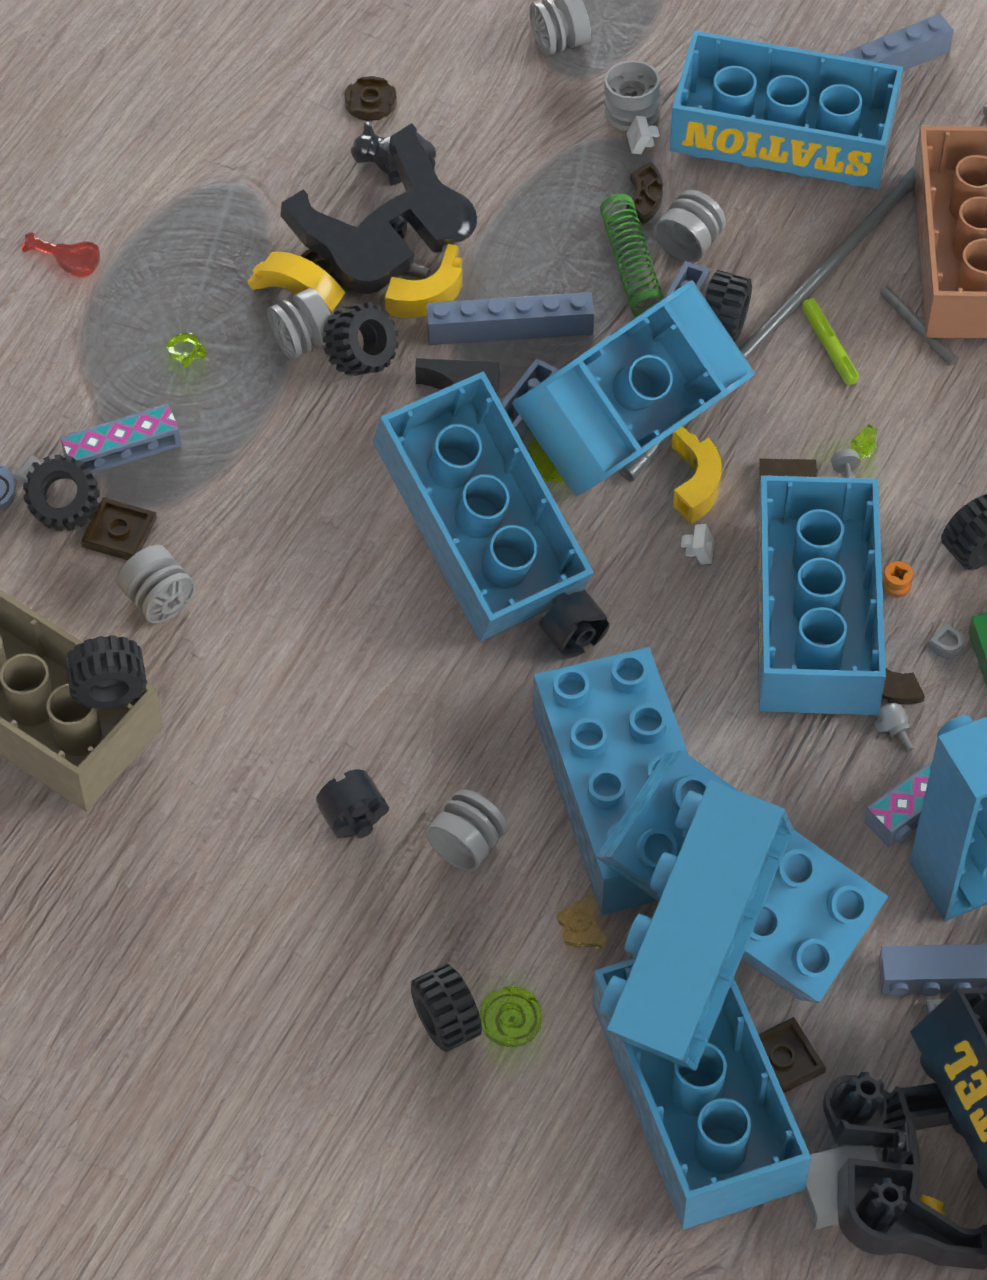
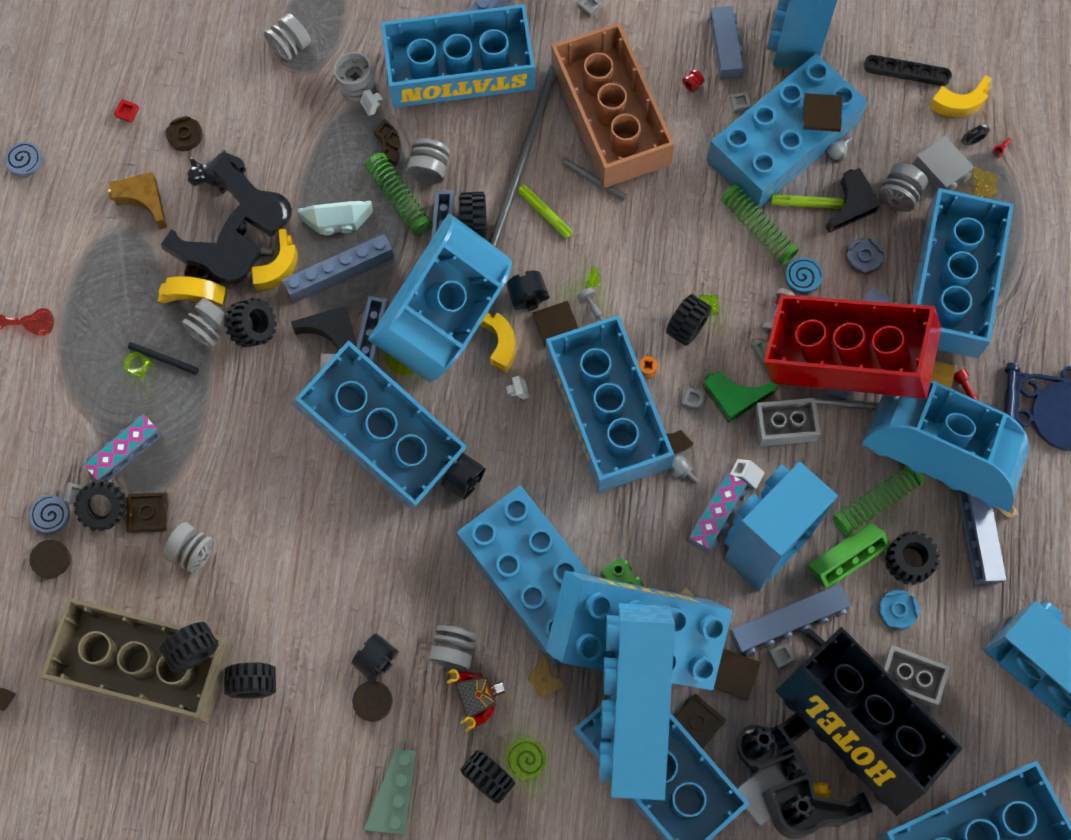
camera: 20 degrees left, 15 degrees up
(144, 63) = (23, 159): none -> sand blue tile
(167, 771) = (250, 680): none -> black tyre
(224, 353) = (163, 358): none -> black bar
(279, 145) = (141, 192): none -> pearl gold arch
(302, 997) = (393, 800): none -> sand green wing
(305, 47) = (126, 111): none -> red plate
(324, 865) = (372, 701): none -> dark brown tile
(472, 904) = (476, 696): none -> torso
(535, 253) = (336, 217): none -> light aqua wedge
(763, 424) = (527, 290): none -> black brick
(863, 1014) = (736, 674): none -> dark brown tile

